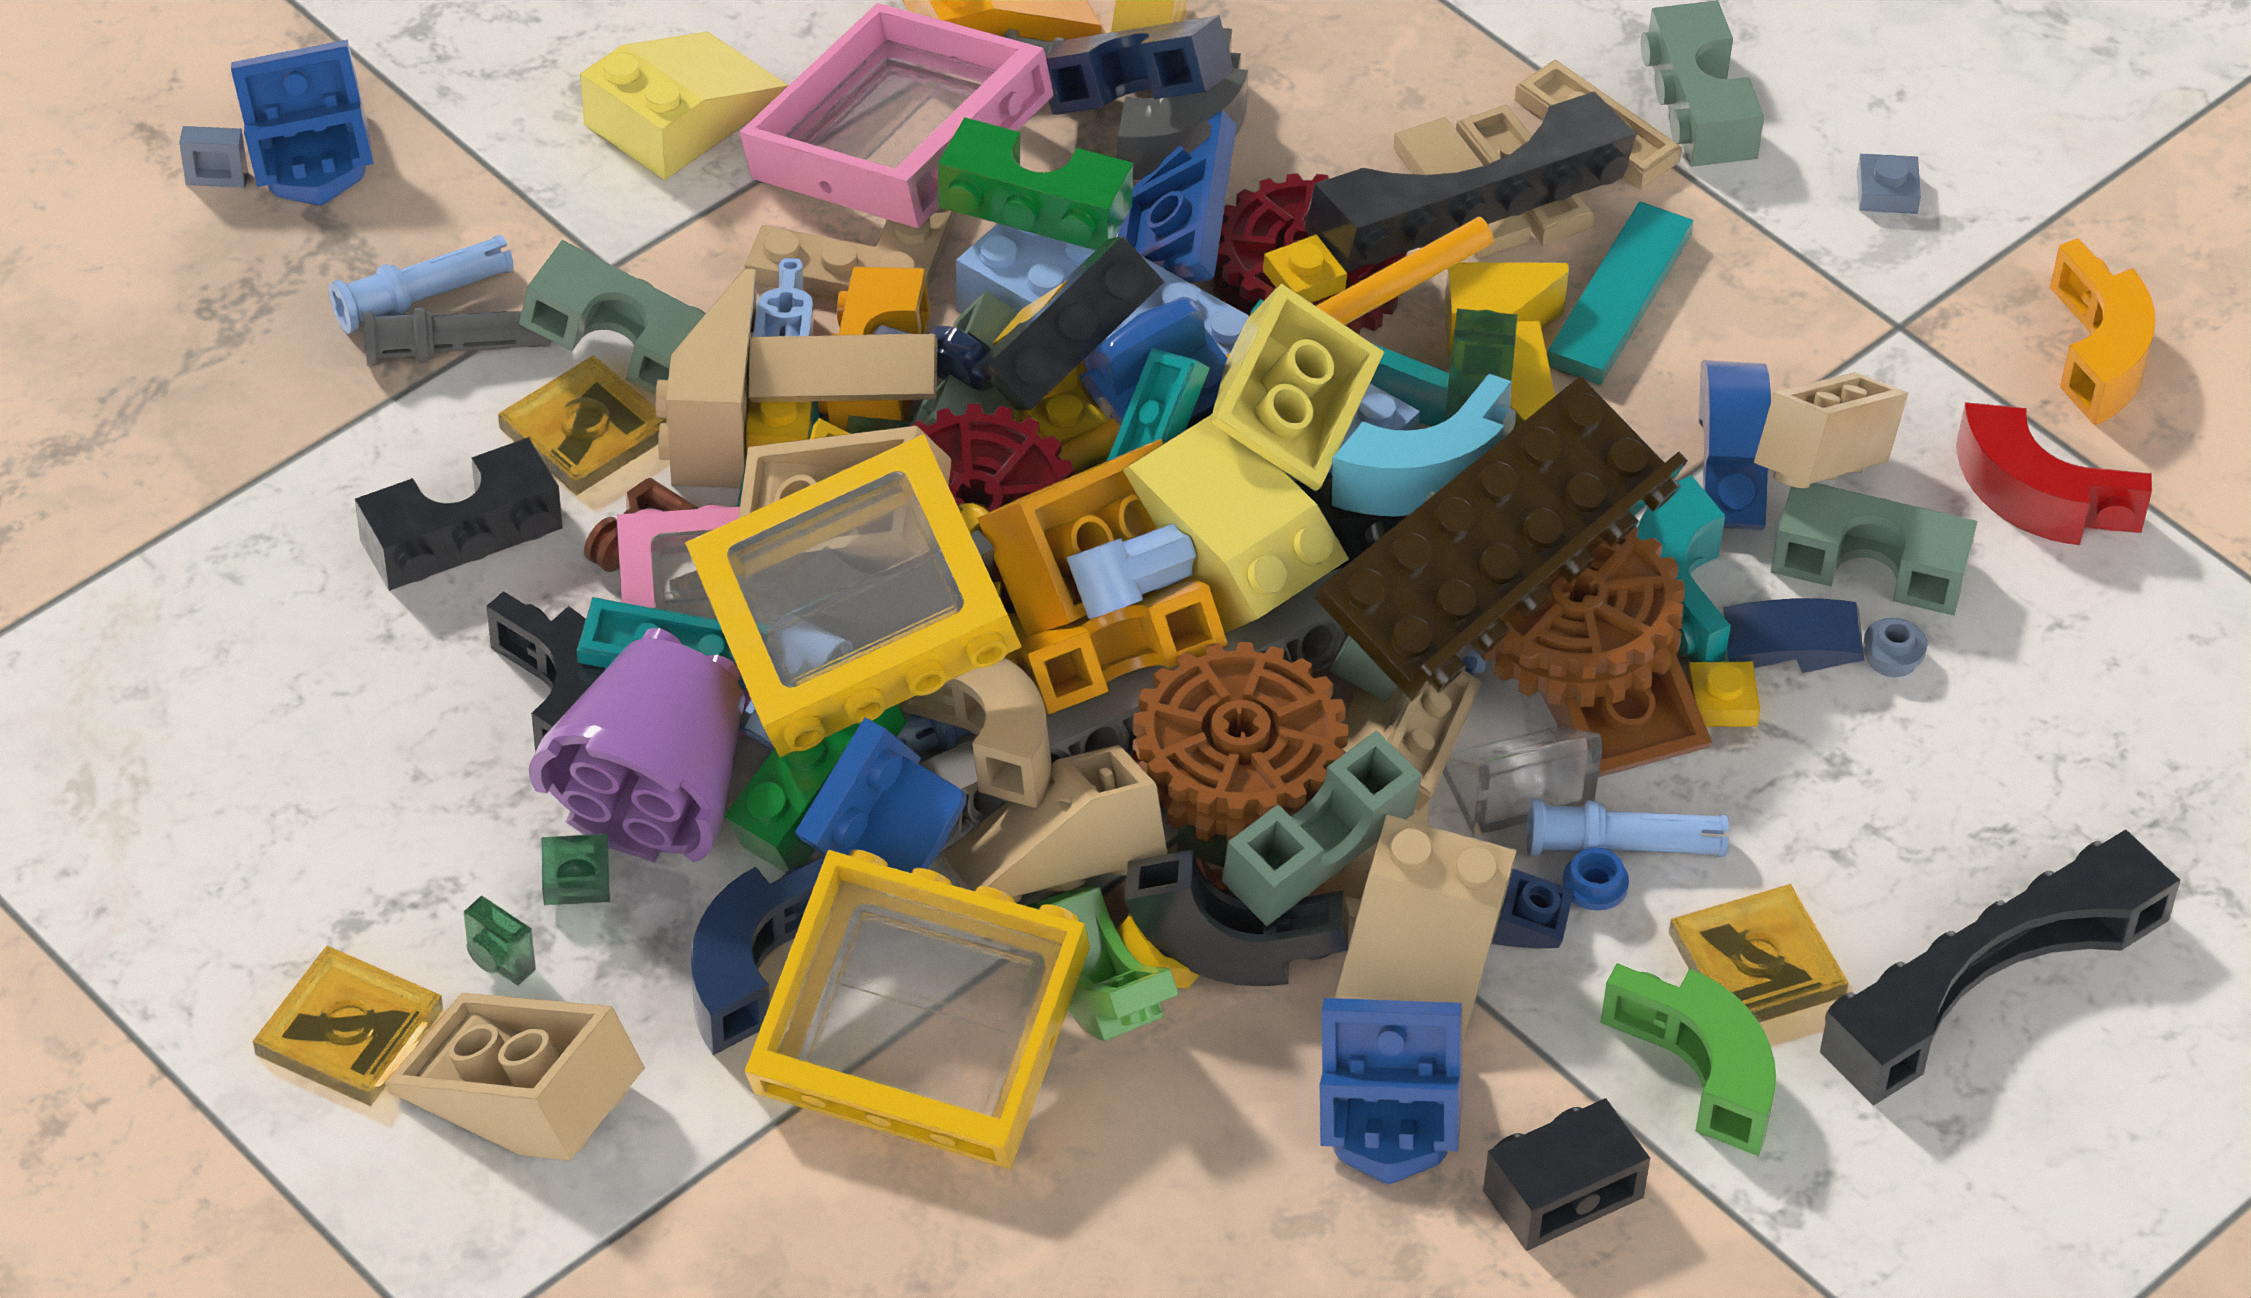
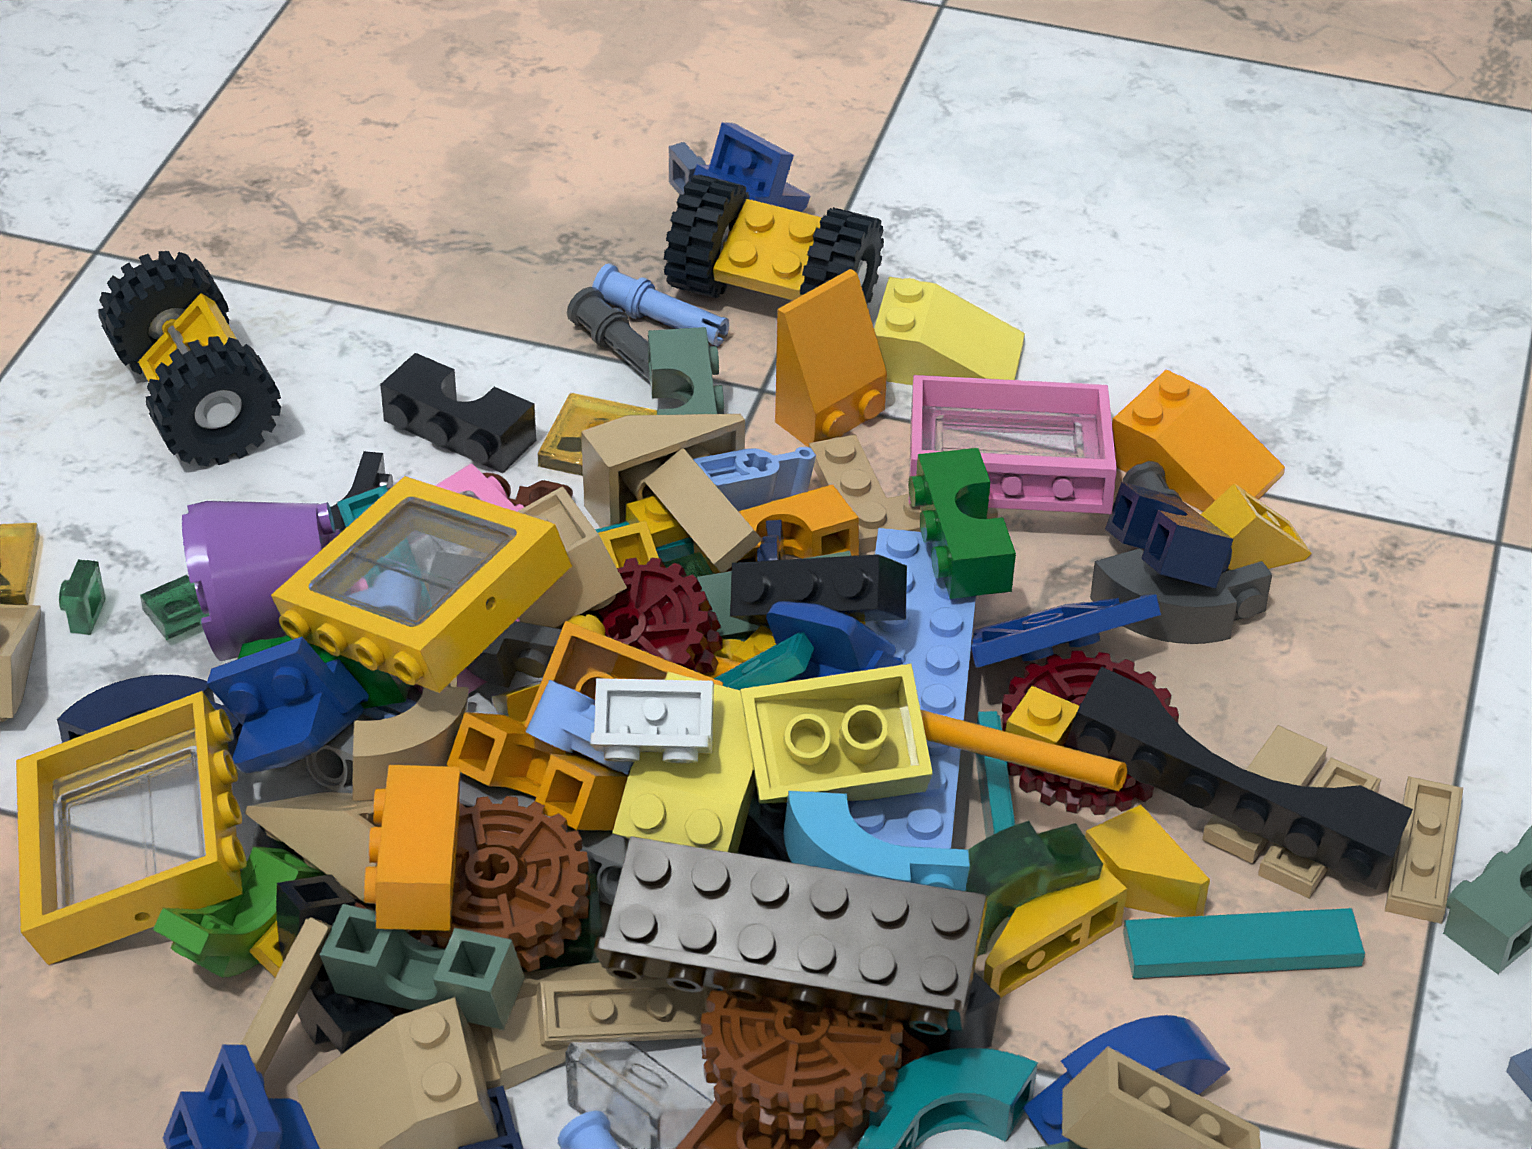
camera: 60 degrees right, 5 degrees down
(201, 688) = (202, 383): none -> black plate
(415, 159) = (762, 247): none -> black plate
(691, 190) = (828, 362): none -> light orange slope
(1200, 499) = (653, 718): none -> white bracket
(1215, 746) = (414, 848): none -> light orange brick
(1267, 964) = (286, 994): none -> tan tile

